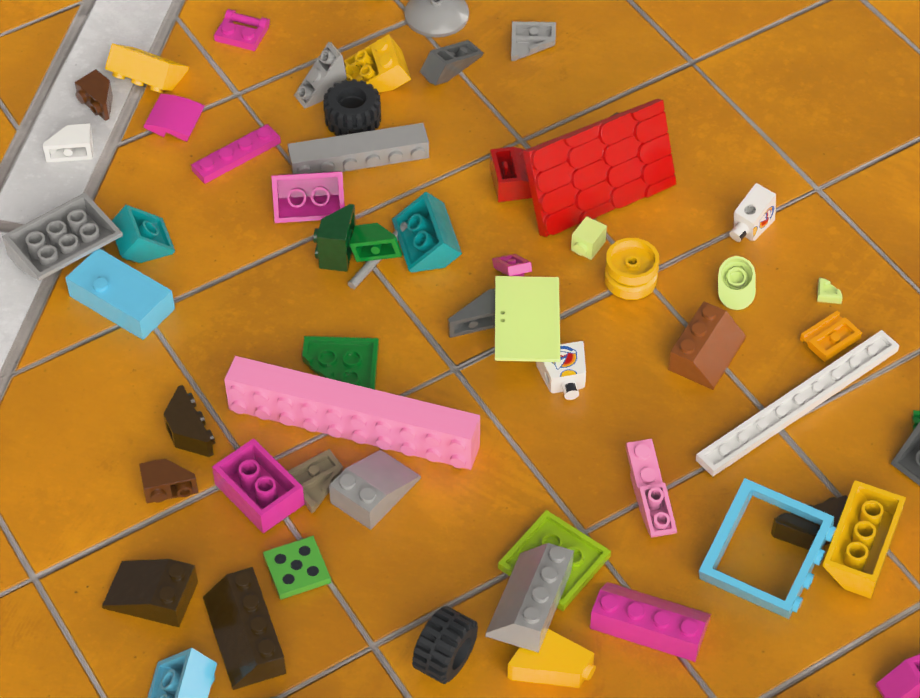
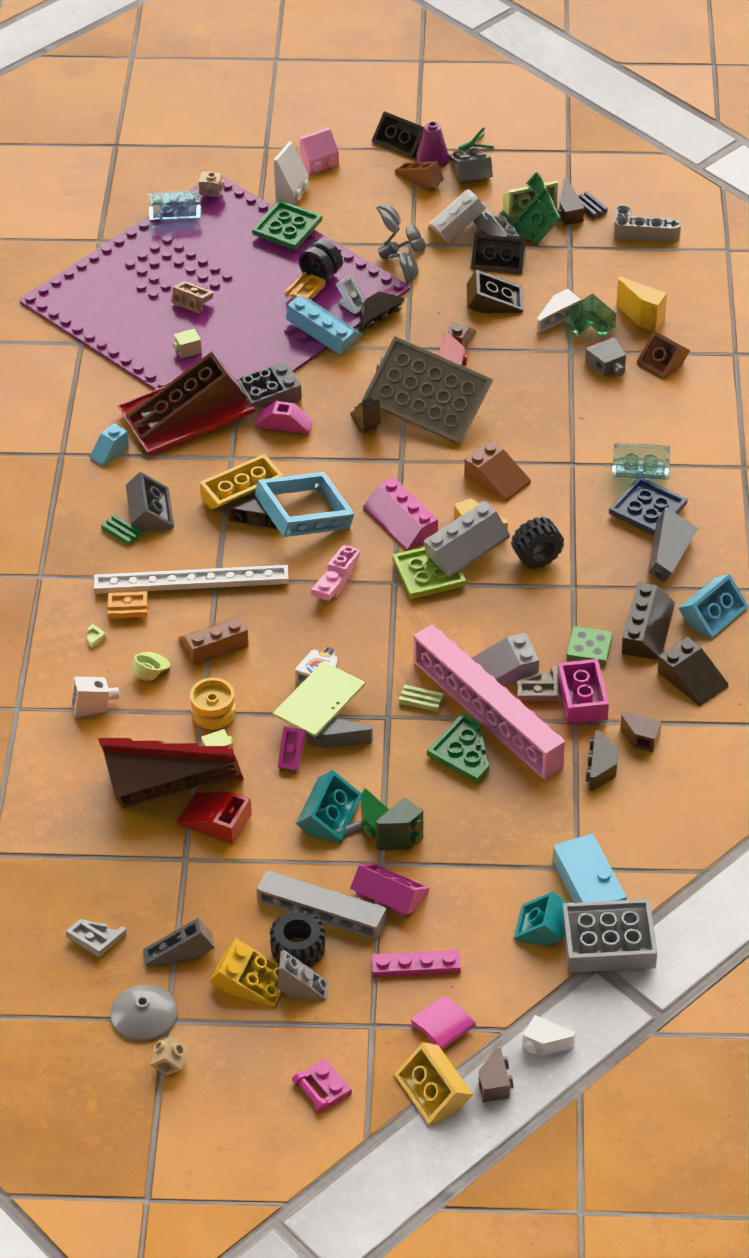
camera: 145 degrees left, 5 degrees down
(440, 395) = (421, 695): none -> yellowish green tile

